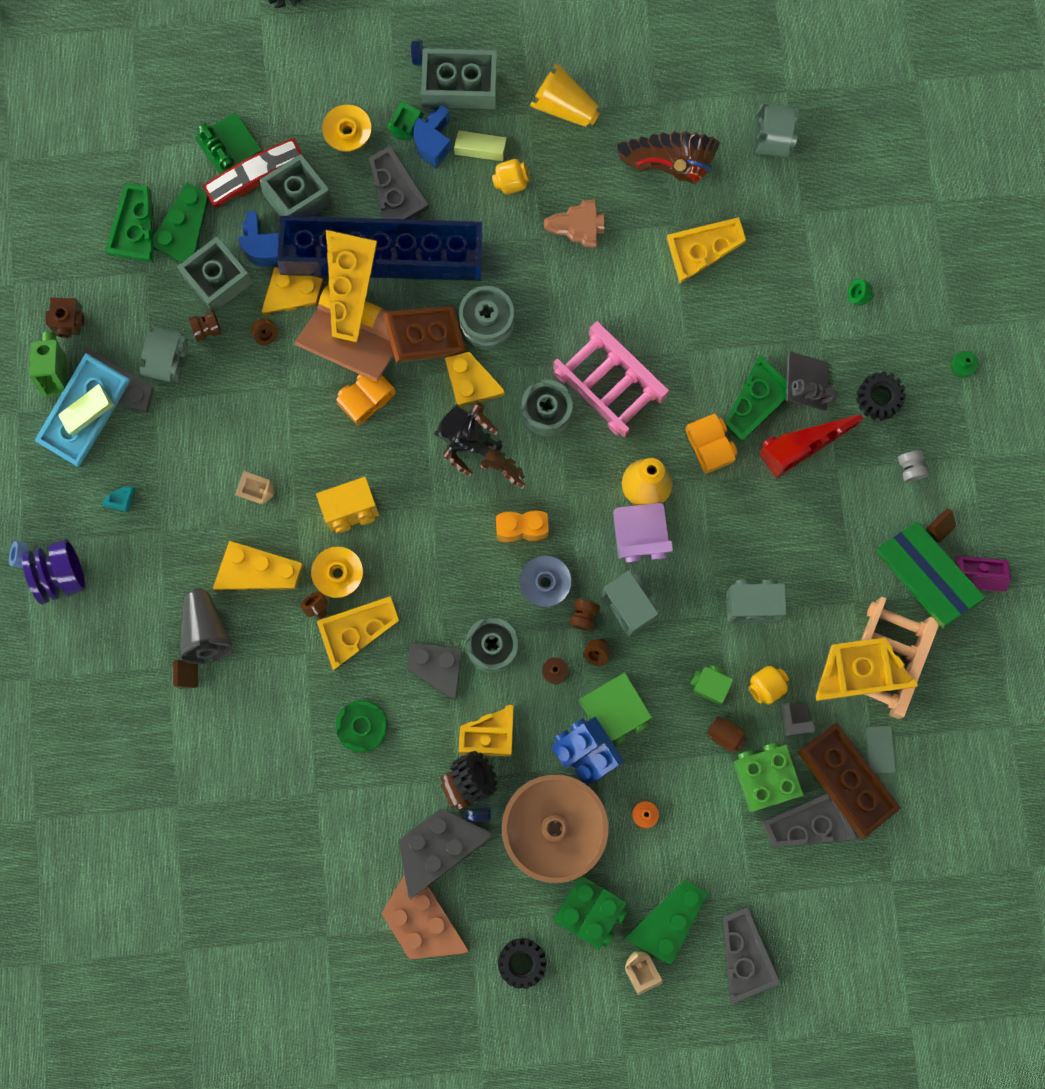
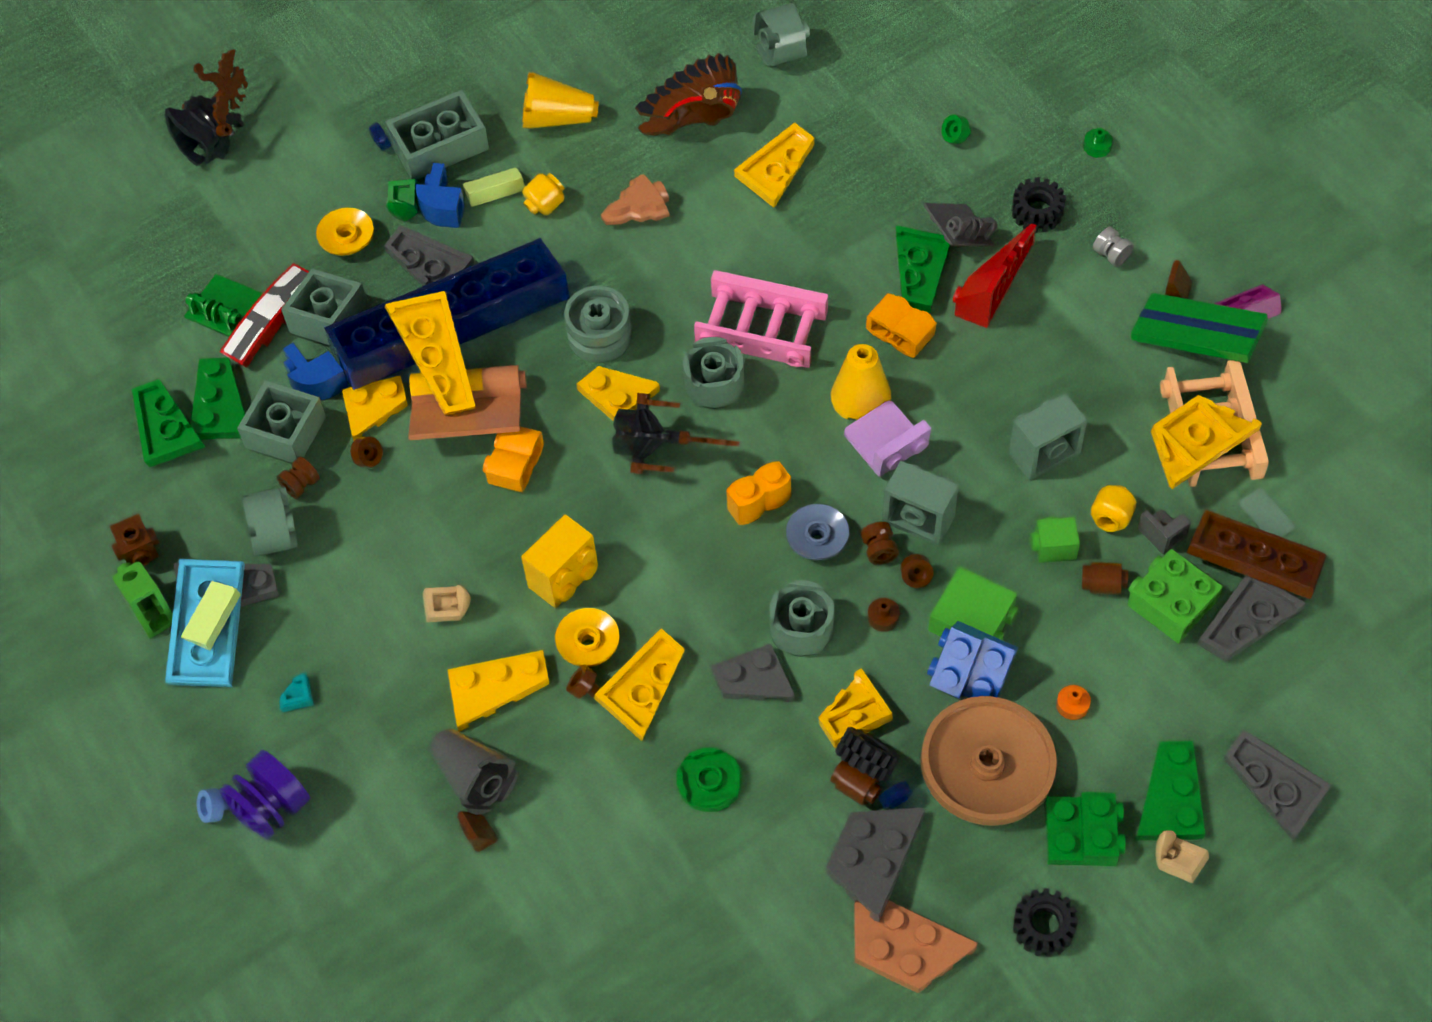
camera: 25 degrees left, 20 degrees down
(424, 333) = (541, 367): dark orange tile -> none

